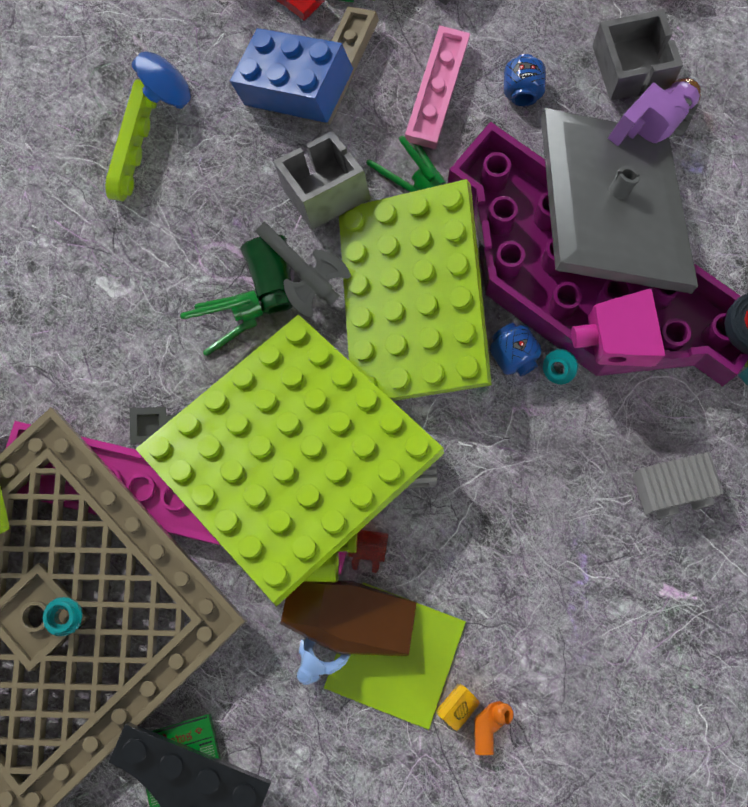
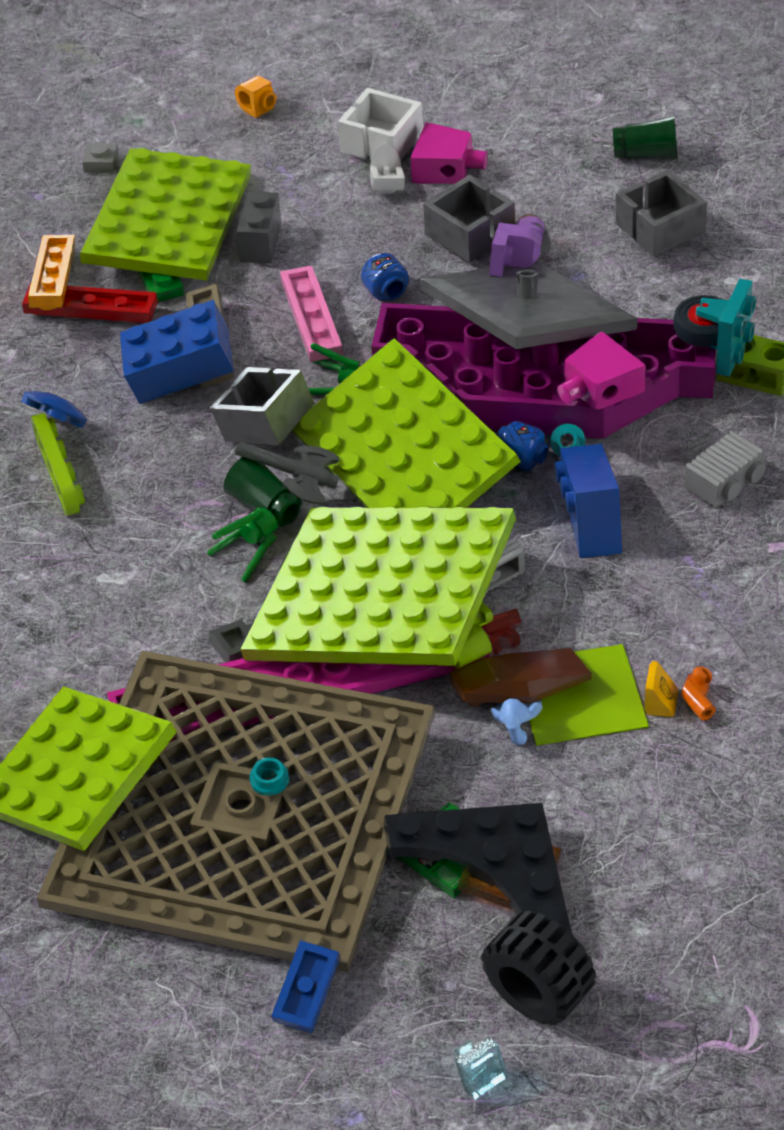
camera: 30 degrees left, 30 degrees down
(537, 447) = (591, 499): none -> blue wedge

